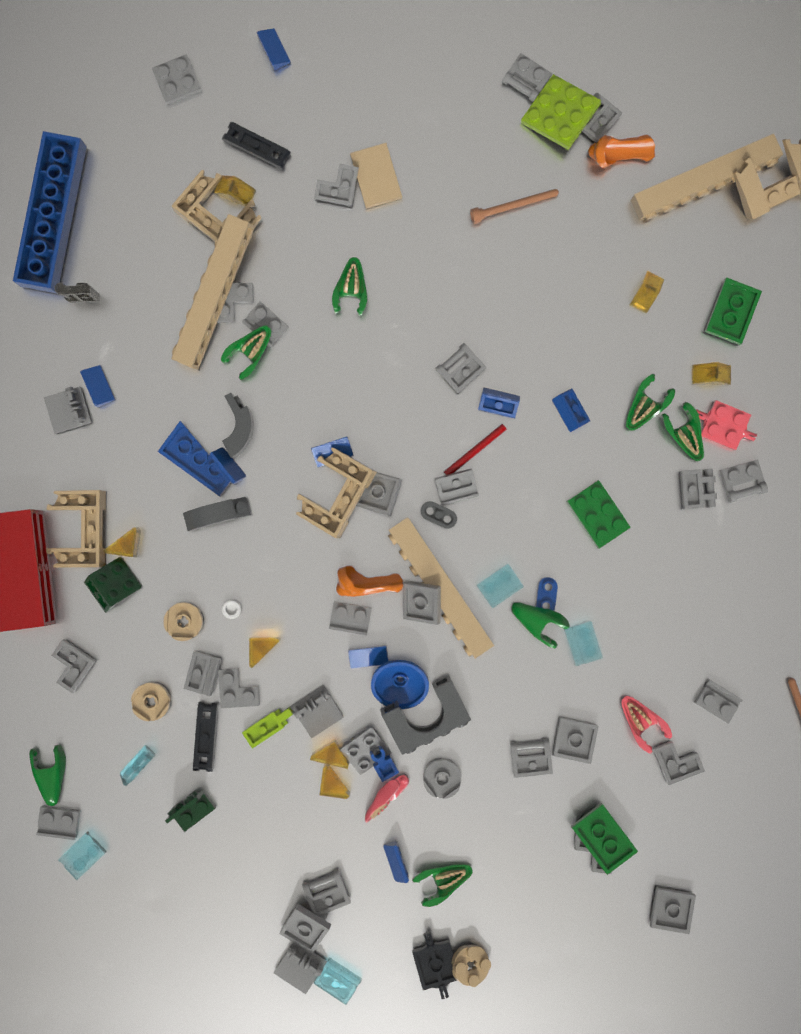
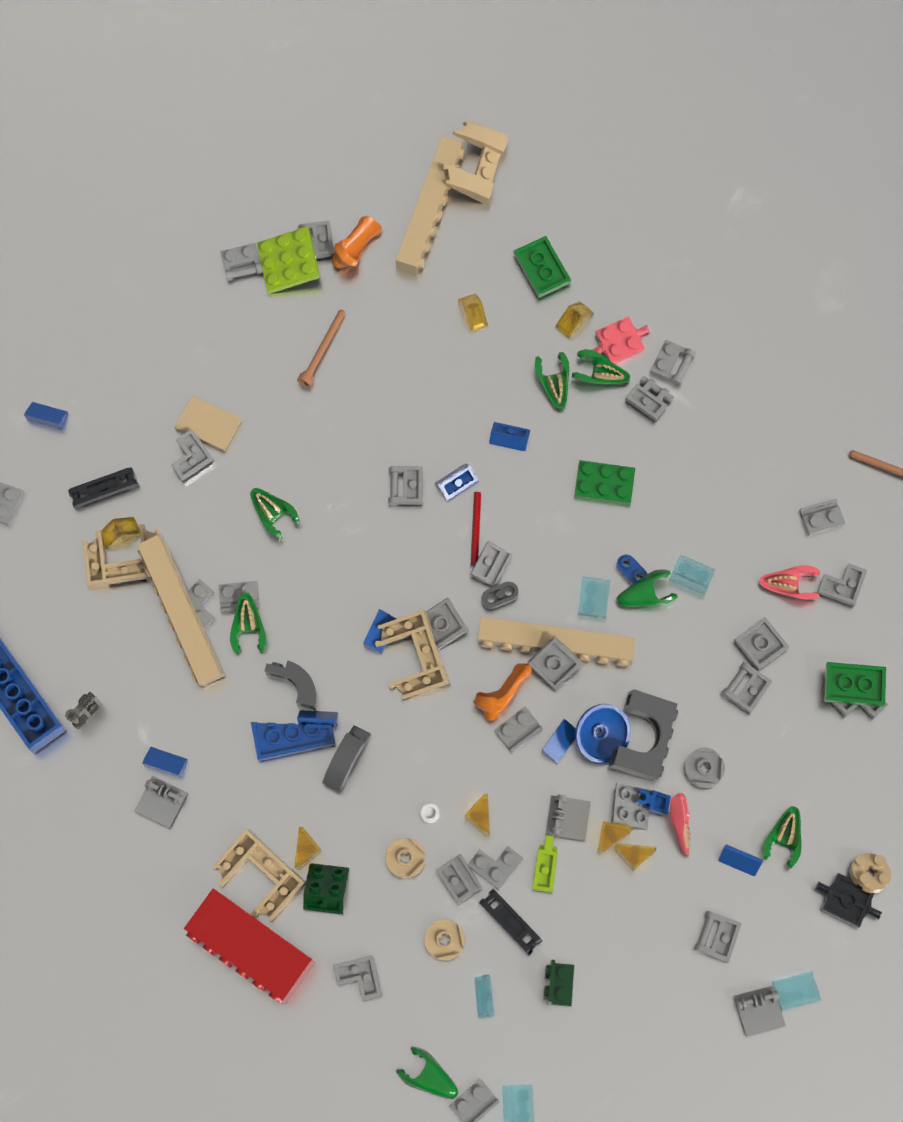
camera: 45 degrees left, 15 degrees down
(305, 928) = (731, 976): light grey plate -> none

